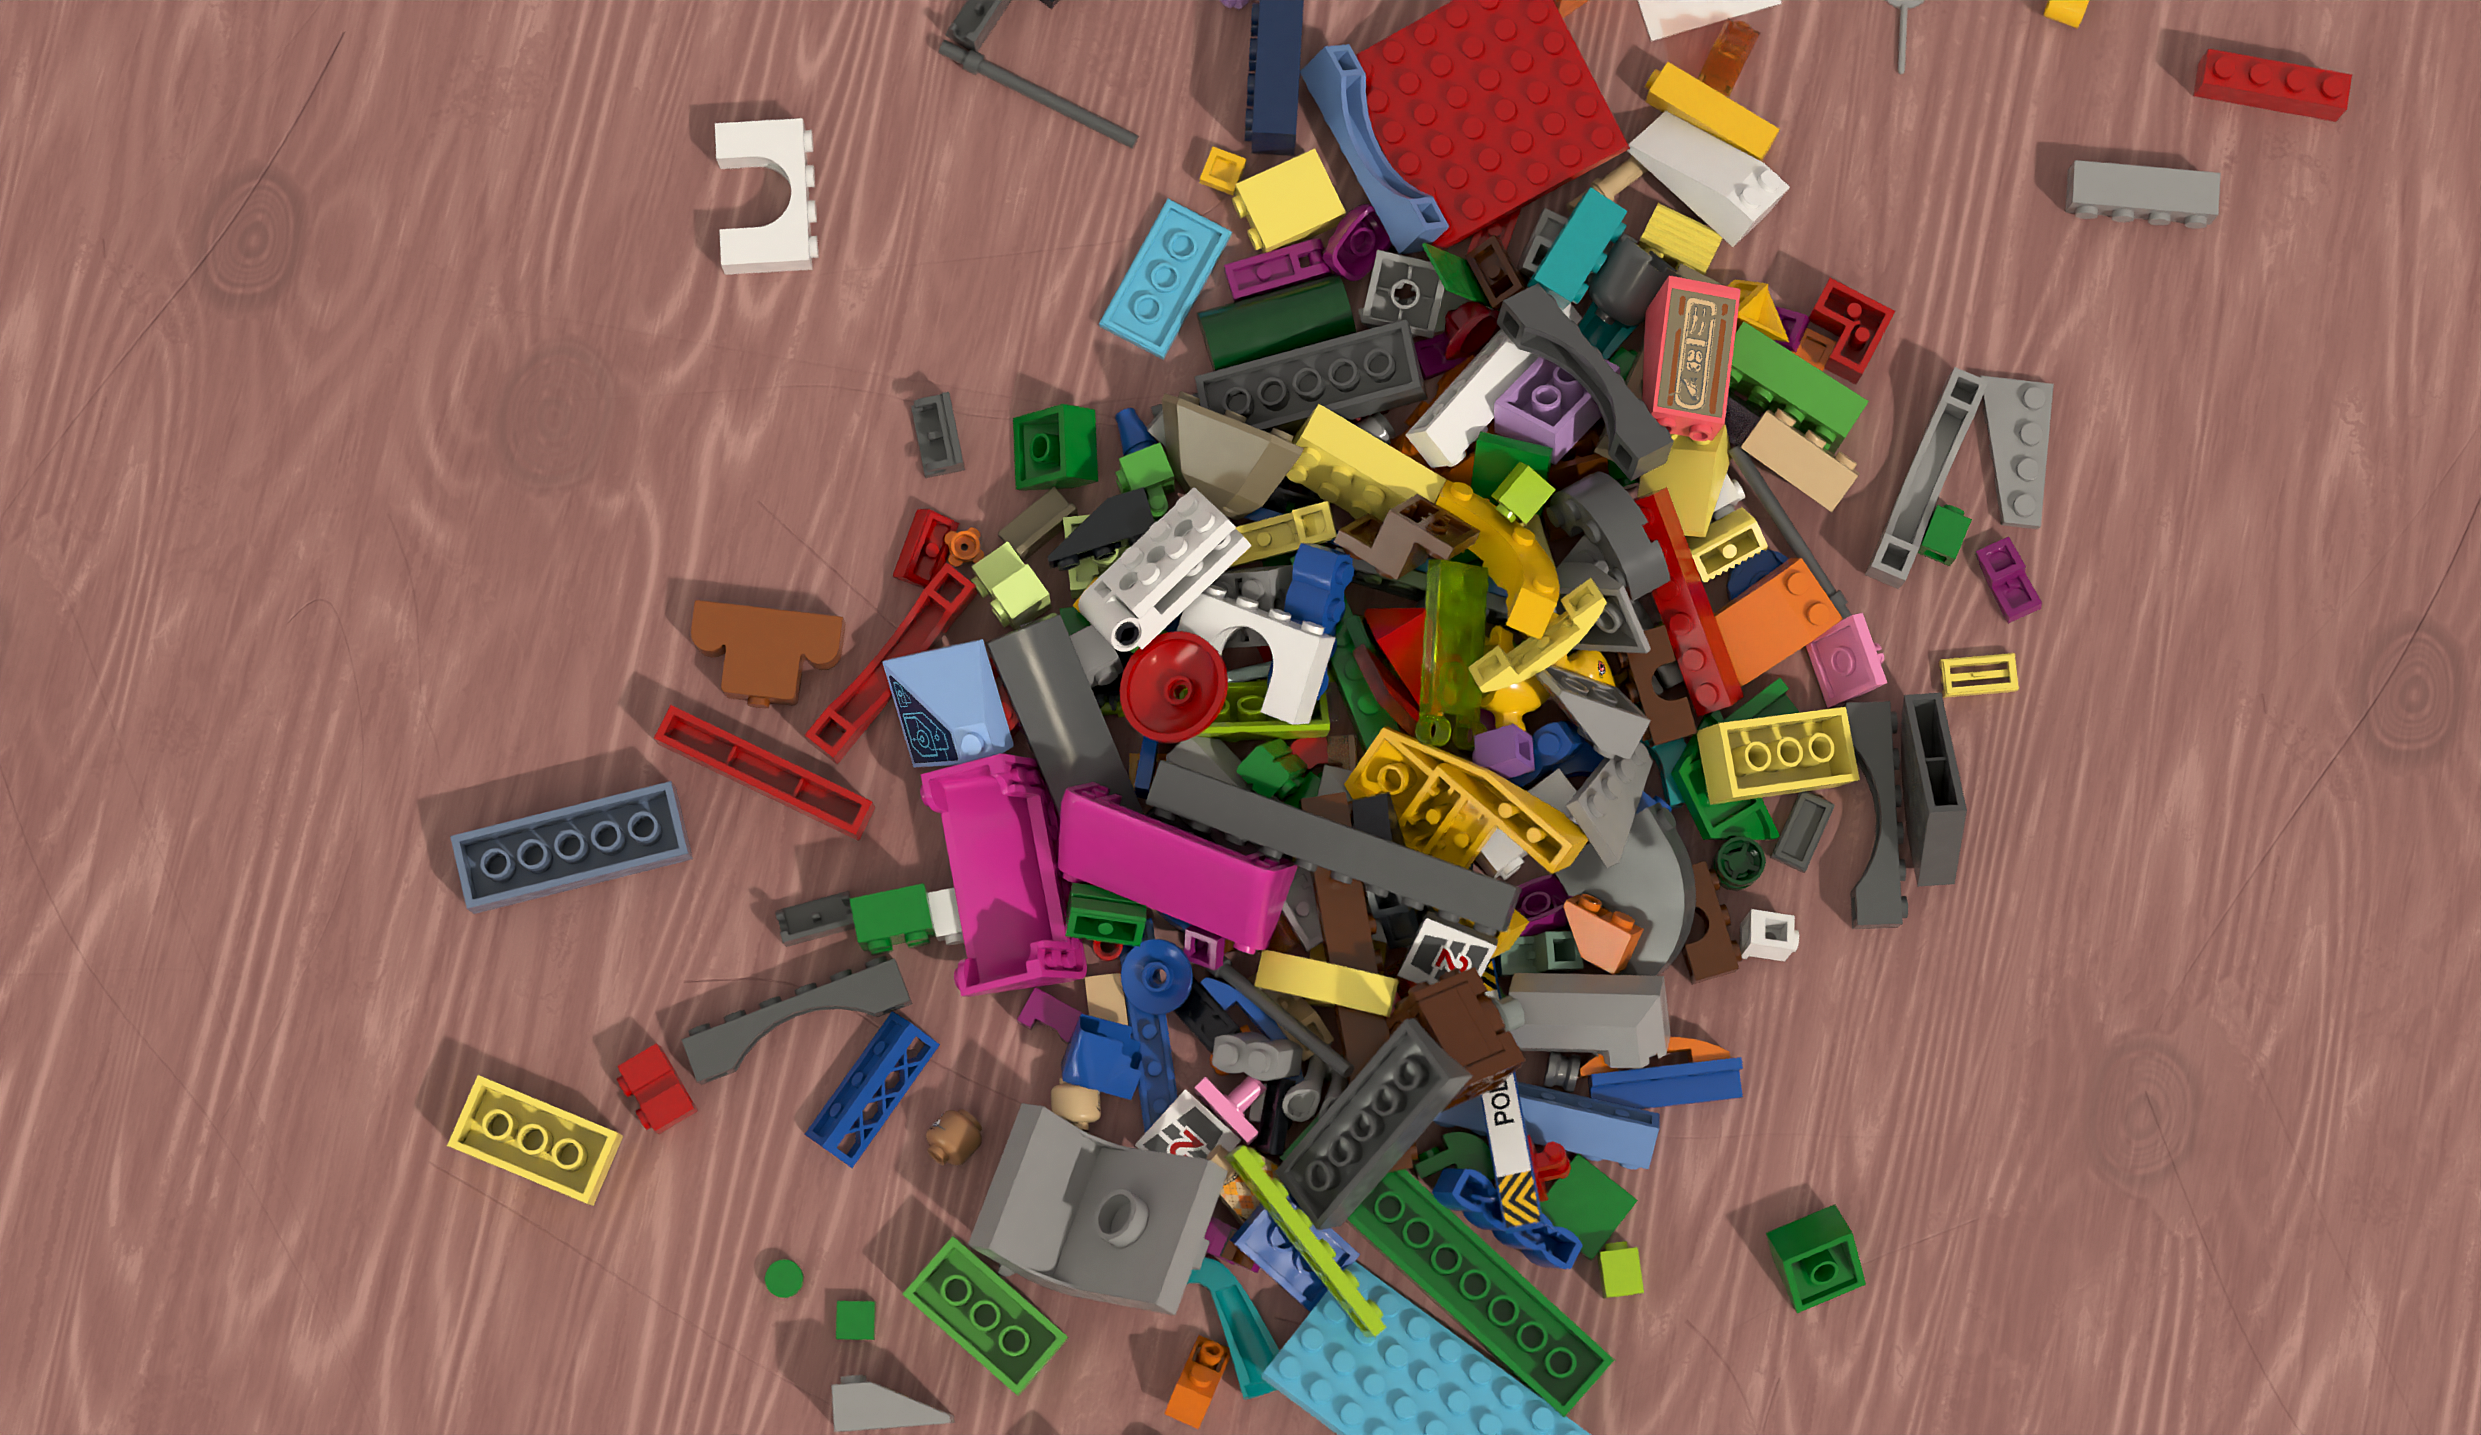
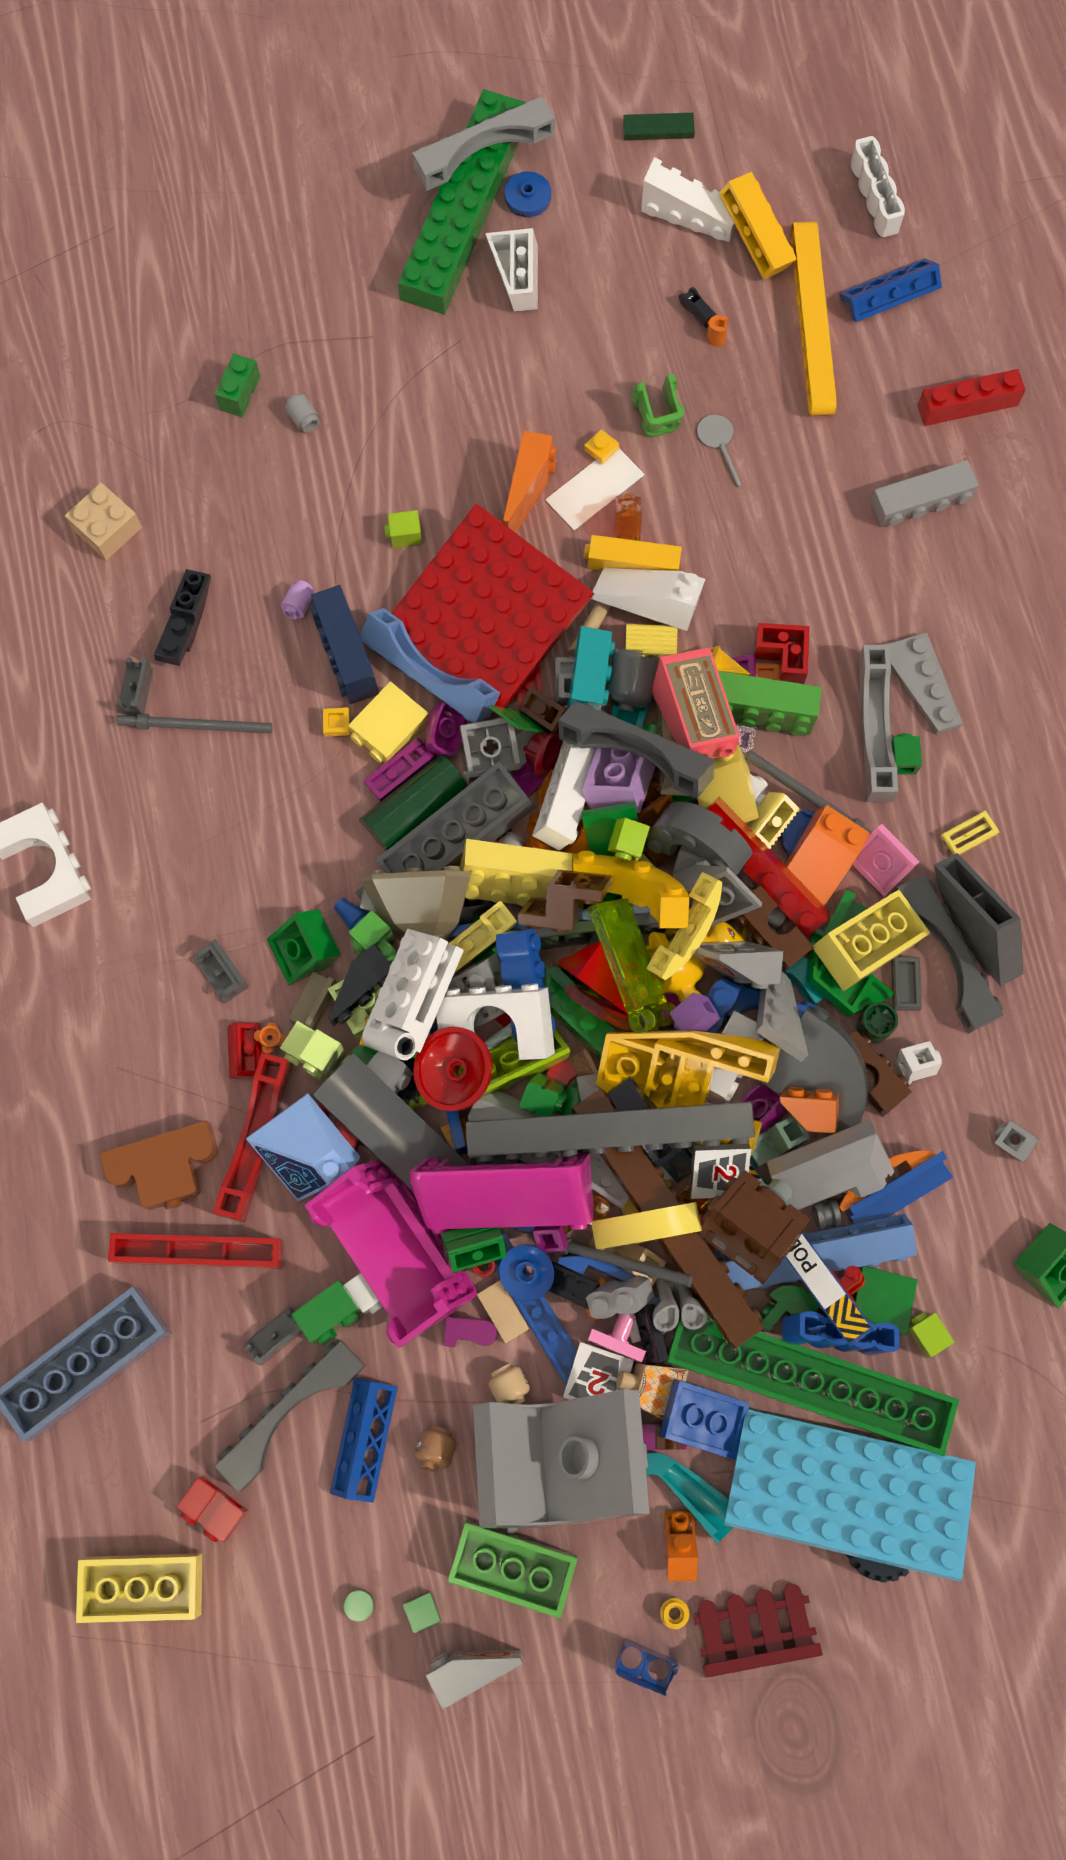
camera: 20 degrees left, 5 degrees down
(1102, 1057) = (514, 1346): blue piece -> none
(1165, 279) = (328, 806): medium azure tile -> none
(1316, 1252) = (724, 1419): lime plate -> none
(1371, 1125) = (724, 1312): dark grey arch -> none
(1801, 458) = (795, 742): tan slope -> none
(1829, 1082) = (1019, 1150): none -> light grey brick
(2007, 579) = (955, 764): magenta slope -> none

